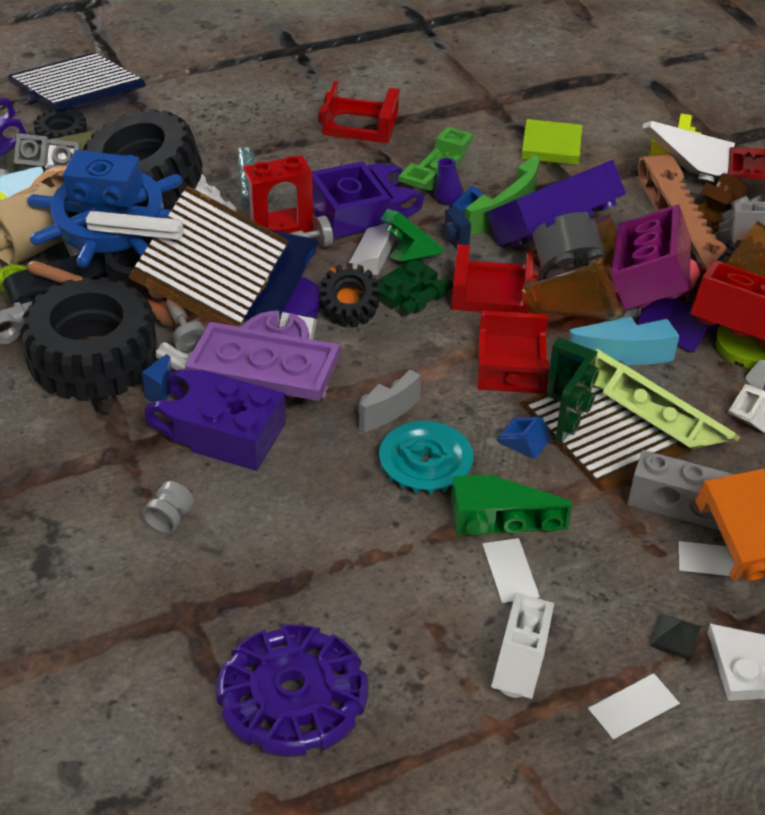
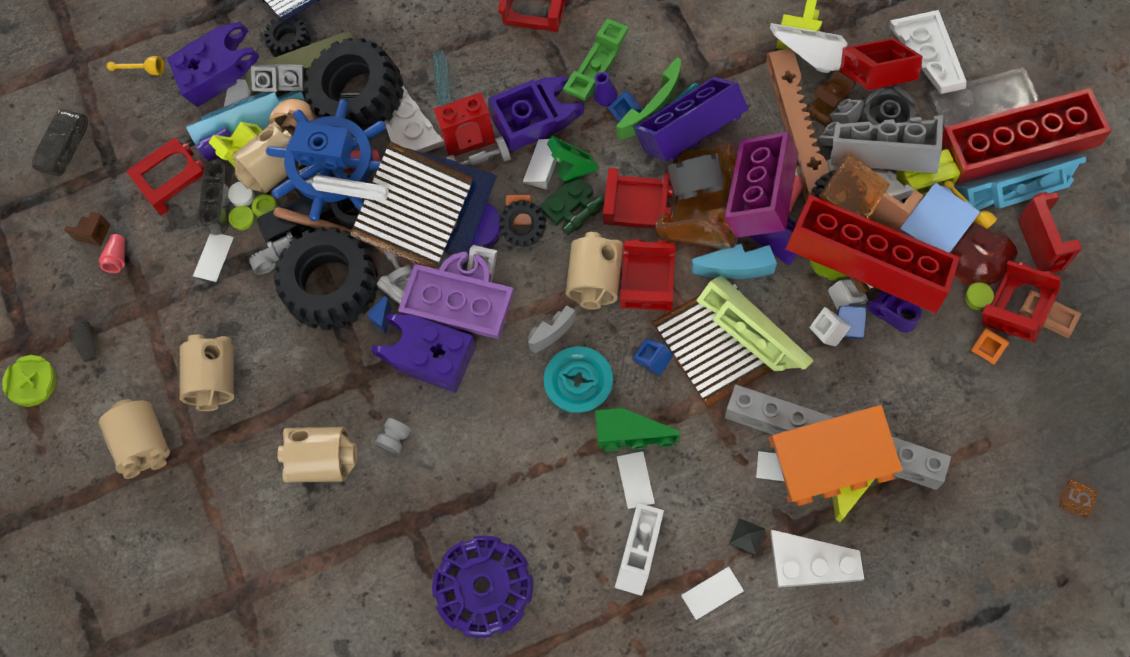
camera: 10 degrees right, 25 degrees up
(59, 517) = (317, 454): none -> tan cylinder
(444, 337) = (594, 271): none -> tan cylinder
(456, 228) = (609, 142): dark blue plate -> none
(552, 141) = (696, 26): lime tile -> none
(570, 382) = (690, 312): dark green bracket -> none

